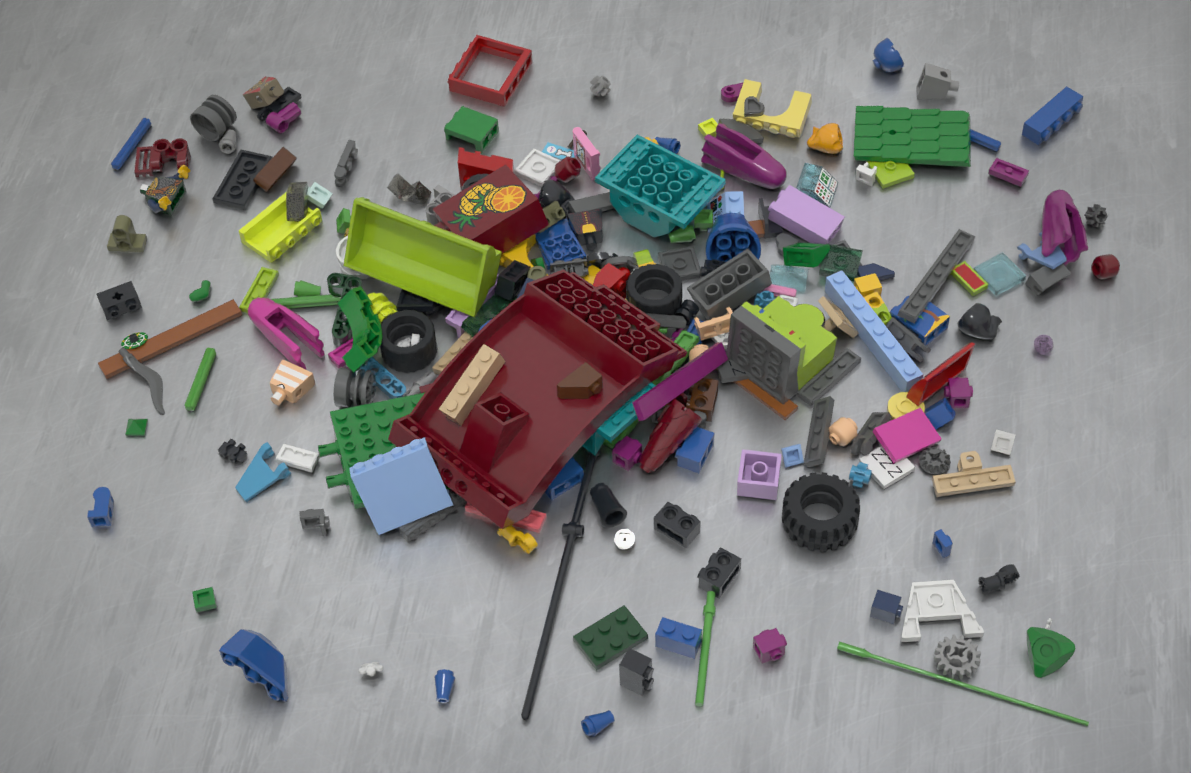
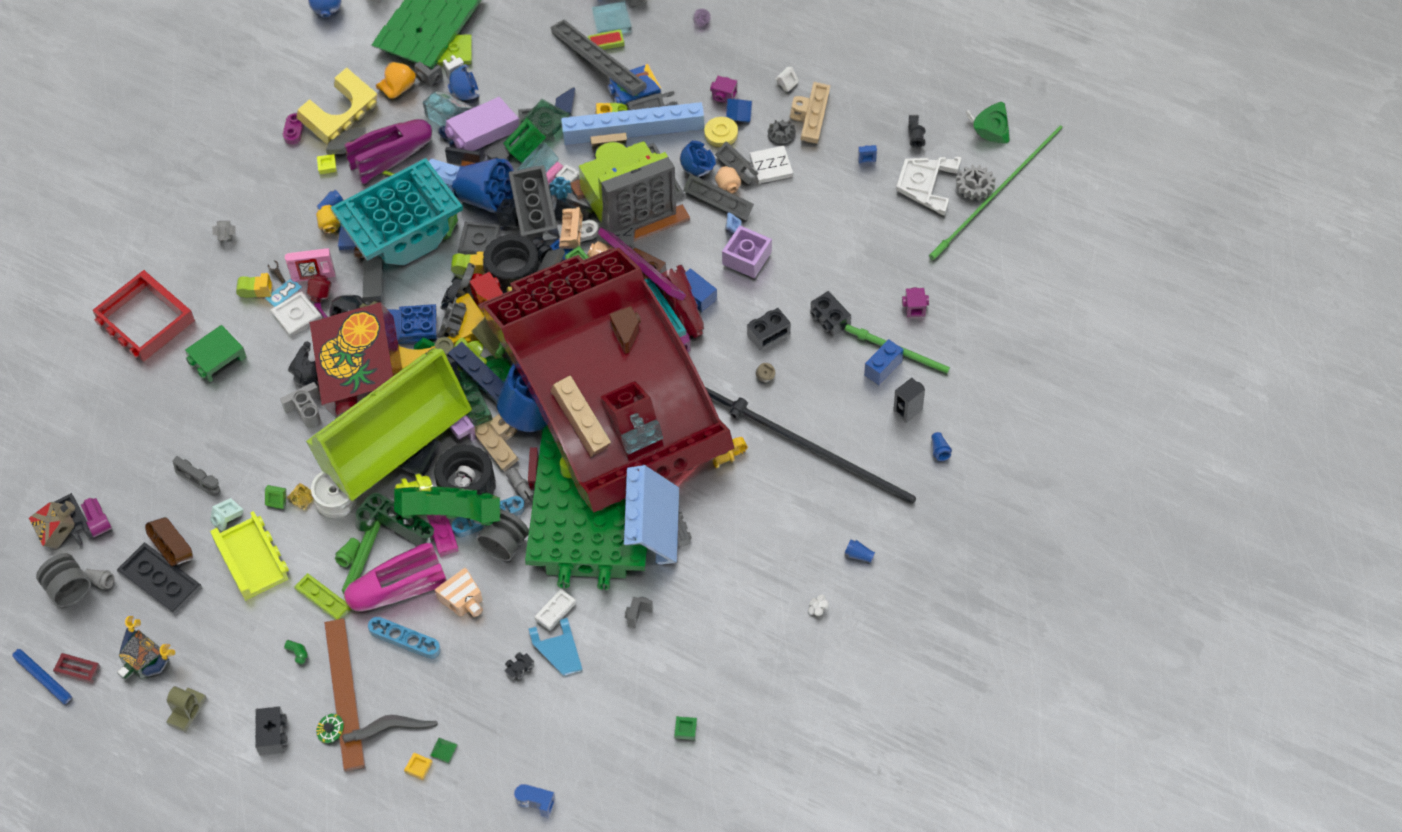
camera: 70 degrees left, 5 degrees up
(115, 414) = (418, 766): none -> yellow tile
(164, 152) = (83, 636): dark red piece -> none
(200, 379) = (412, 676): bright green axle -> none
(236, 360) = (402, 640): none -> dark azure beam
(258, 660) = (782, 690): blue brick -> none
(295, 201) = (232, 527): clear smoke slope -> none
(414, 193) = (267, 429): clear smoke slope -> none
(472, 440) = (642, 434): none -> clear light blue plate
(474, 163) = (275, 361): red wedge -> none
(552, 126) = (254, 286): none -> leg
(587, 227) = (400, 292): black torso -> none
(608, 507) = (725, 373): black plant -> none
(610, 637) = (858, 414): dark green plate -> none
(753, 108) = (333, 117): dark grey tile -> none
(824, 490) = (804, 239): black tyre -> none
(847, 162) = (428, 76): none -> dark grey bracket
(849, 187) = (463, 84): none -> blue cylinder
(852, 395) = (697, 159): none -> blue cylinder
(860, 474) = (776, 183): dark azure gear -> none
(868, 284) = (583, 107): yellow brick -> none
(886, 607) = (911, 212): dark blue brick -> none
(907, 435) = (753, 138): dark pink tile -> none
(940, 375) = (705, 89): red slope -> none
(979, 322) = (659, 49): black piece -> none

